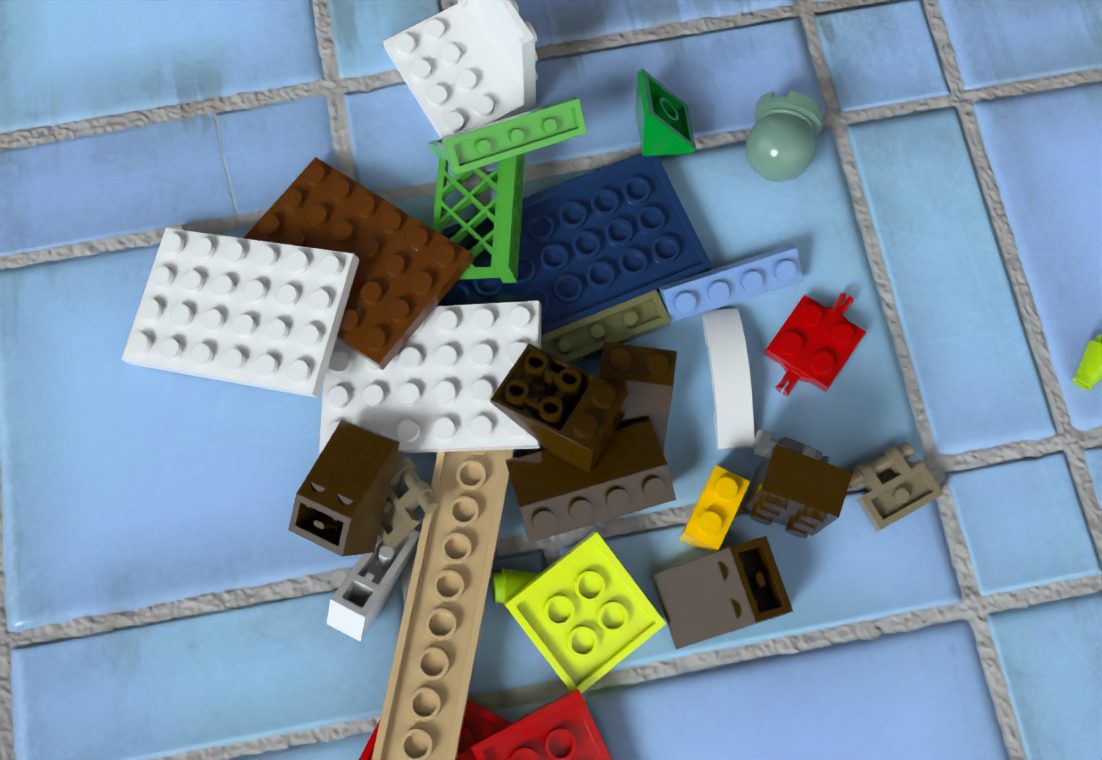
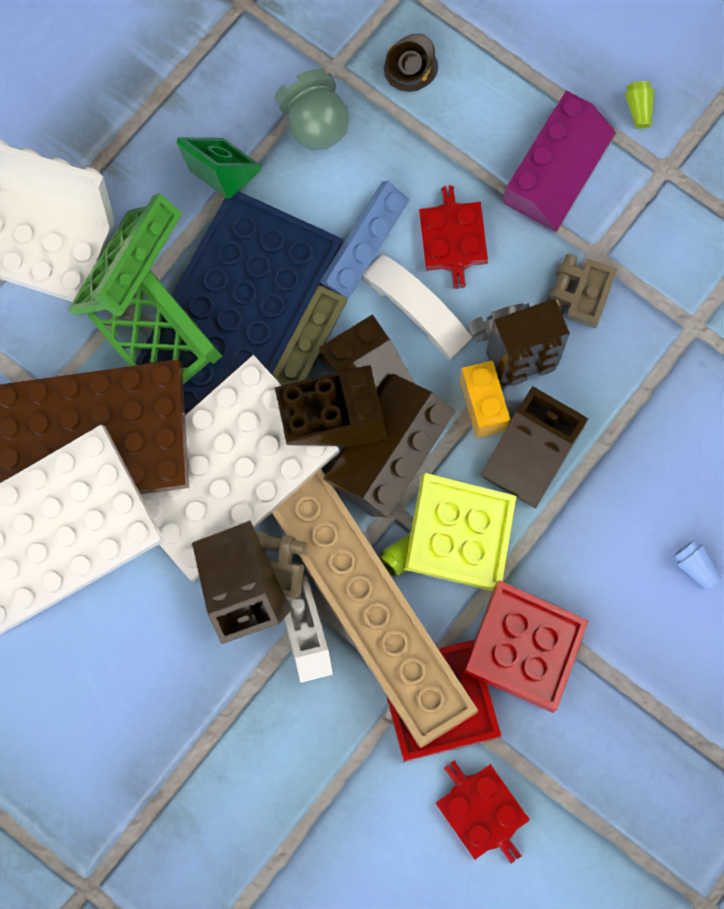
camera: 45 degrees left, 0 degrees up
(908, 165) = (411, 63): none -> dark brown piece
(972, 353) = (559, 162): none -> magenta slope

